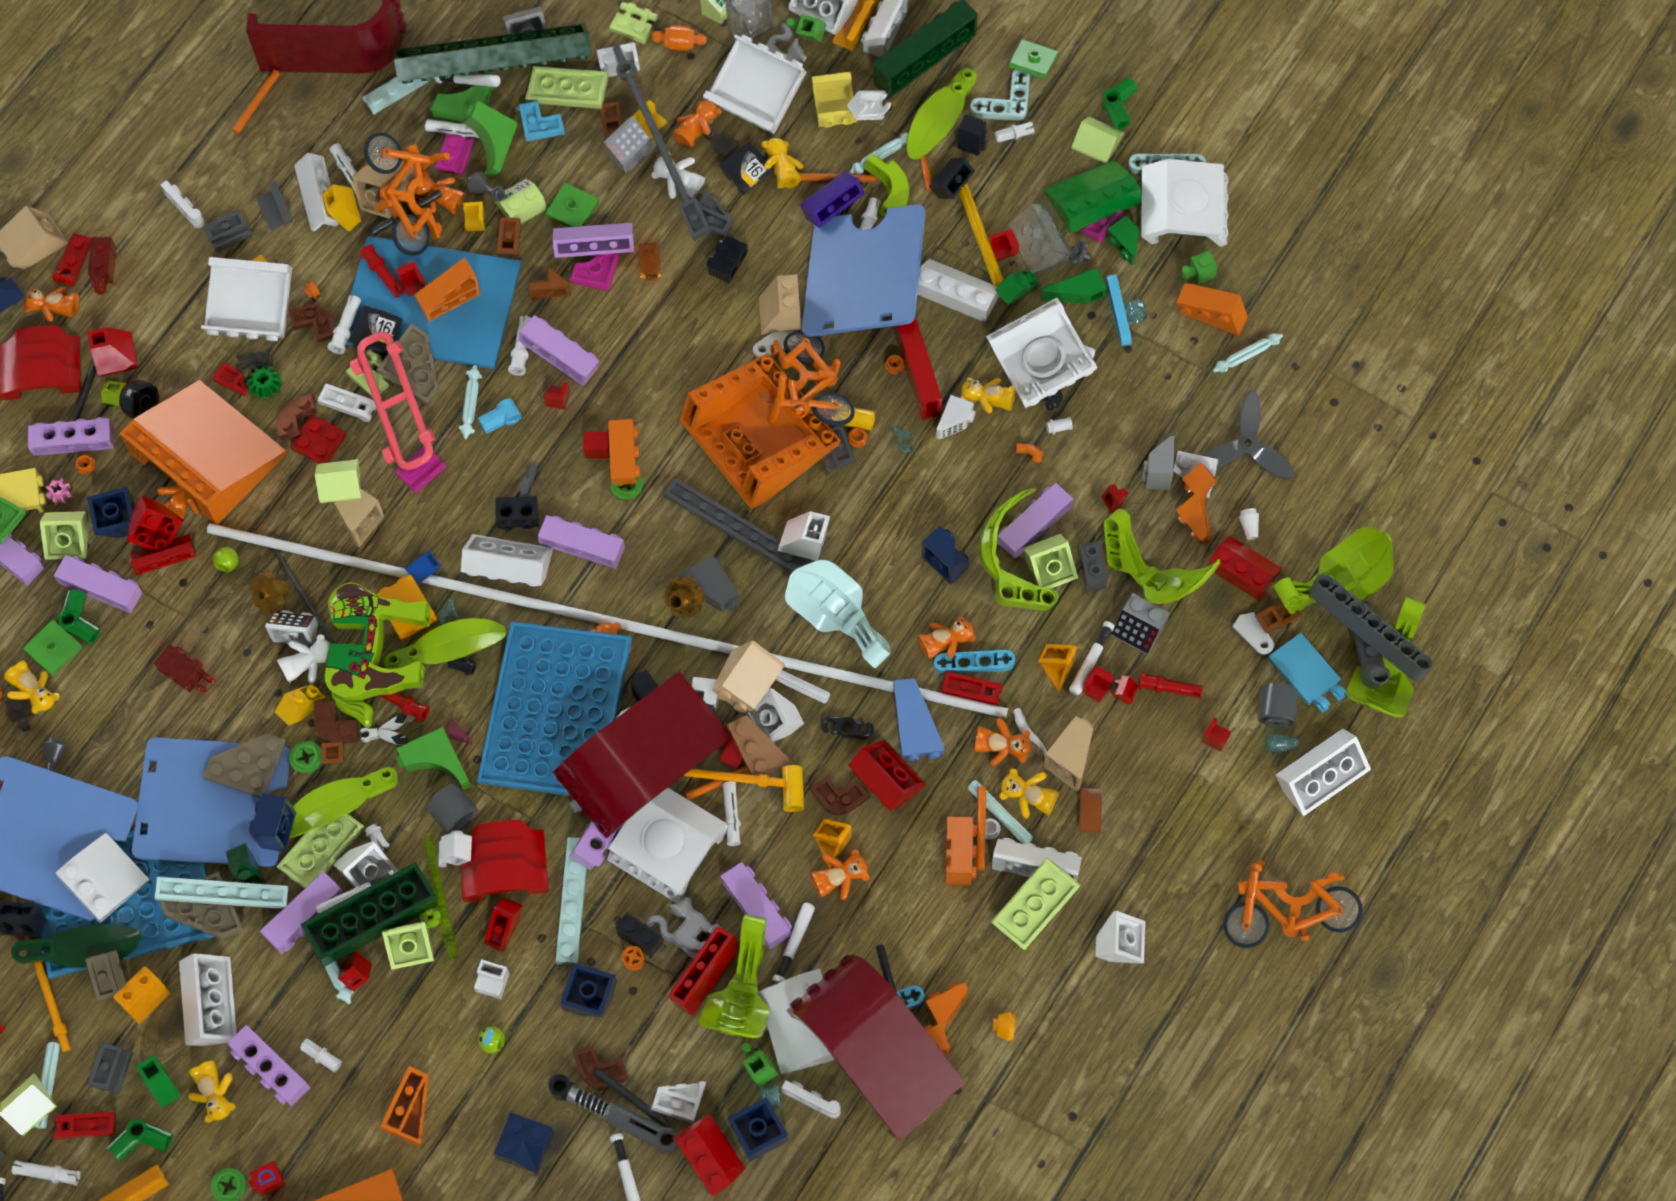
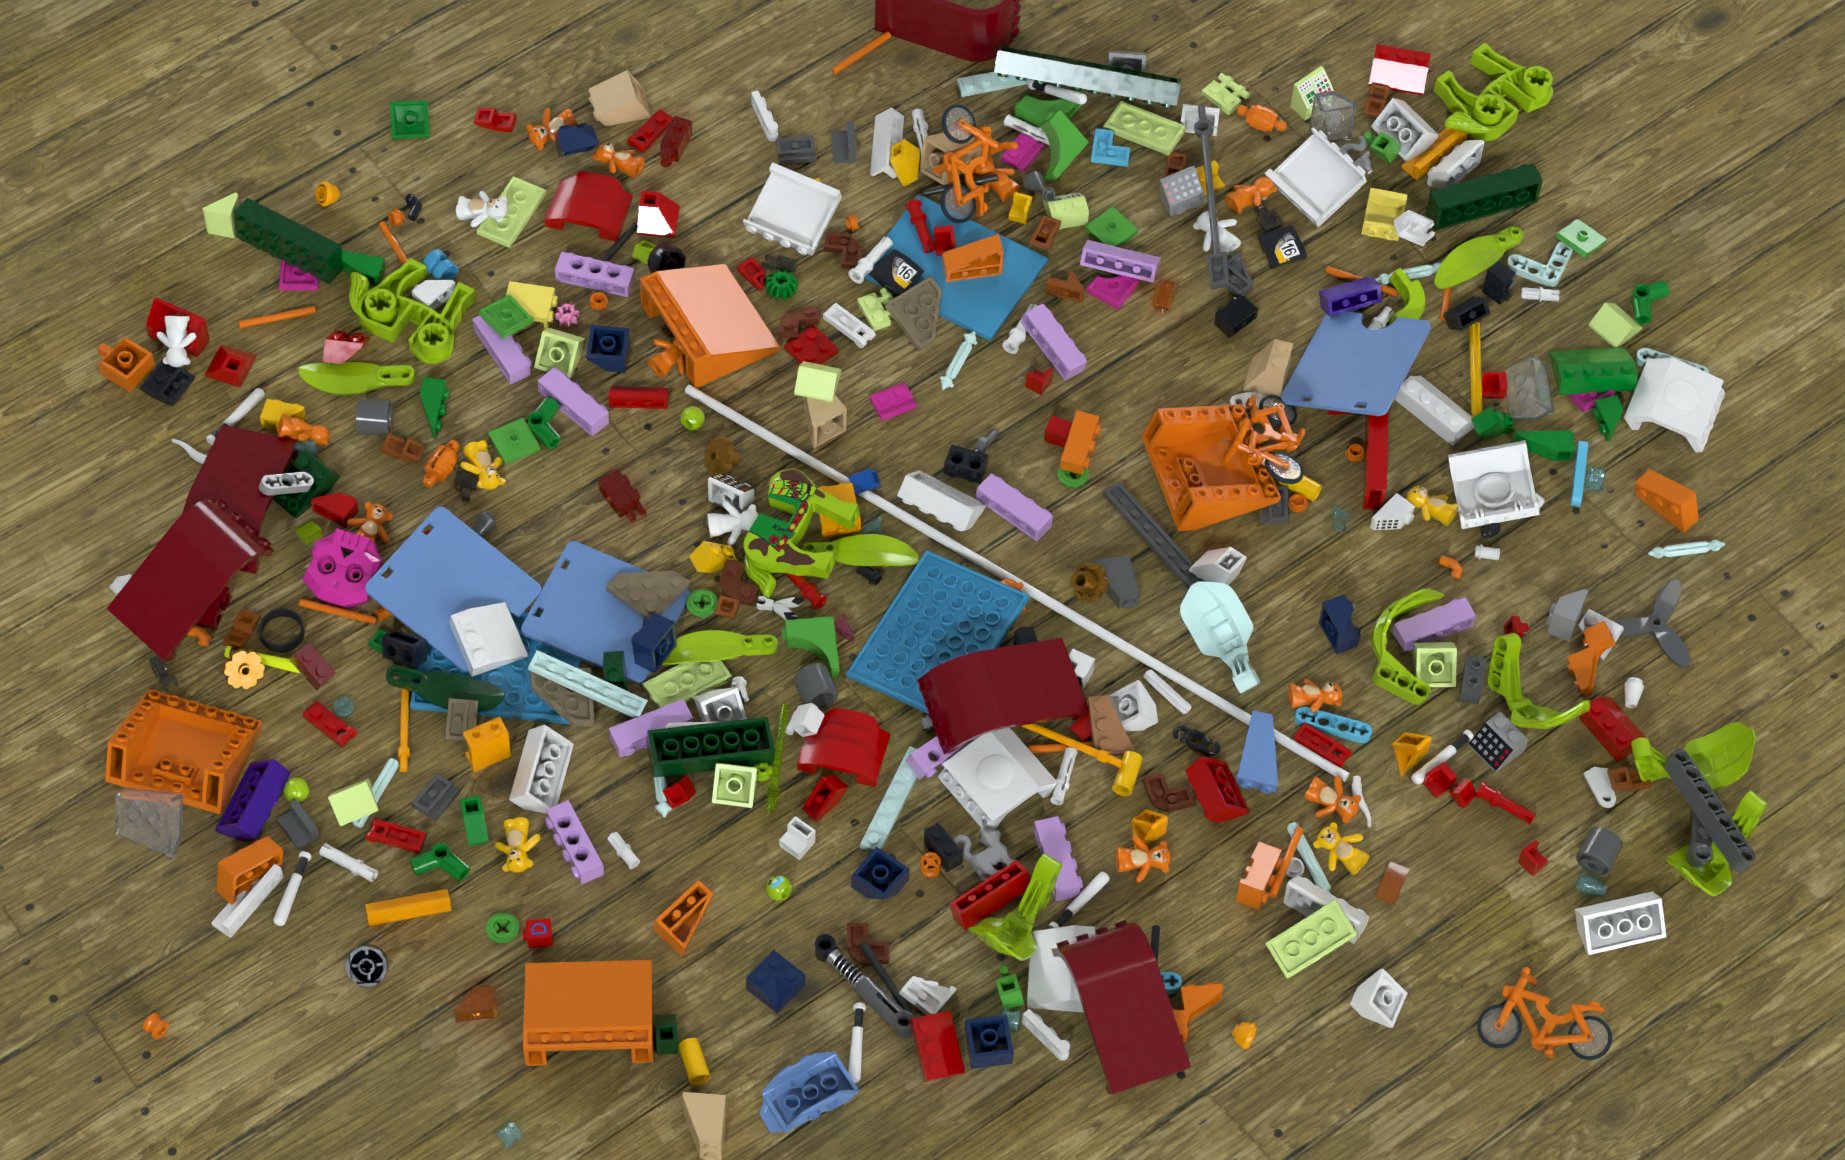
camera: 15 degrees right, 10 degrees down
(153, 525) = (640, 366): red slope -> none
(305, 598) = (749, 470): dark grey axle -> none
(361, 365) = (872, 296): coral bar -> none
(505, 413) = (985, 379): medium azure piece -> none
(747, 676) = (1121, 663): tan slope -> none
(783, 164) = (1317, 254): yellow piece -> none
(1069, 753) = (1391, 826): tan slope -> none
(1079, 253) = (1561, 414): dark grey plant -> none
(1201, 268) = (1670, 463): bright green brick -> none
(1307, 672) = (1638, 834): medium azure tile -> none

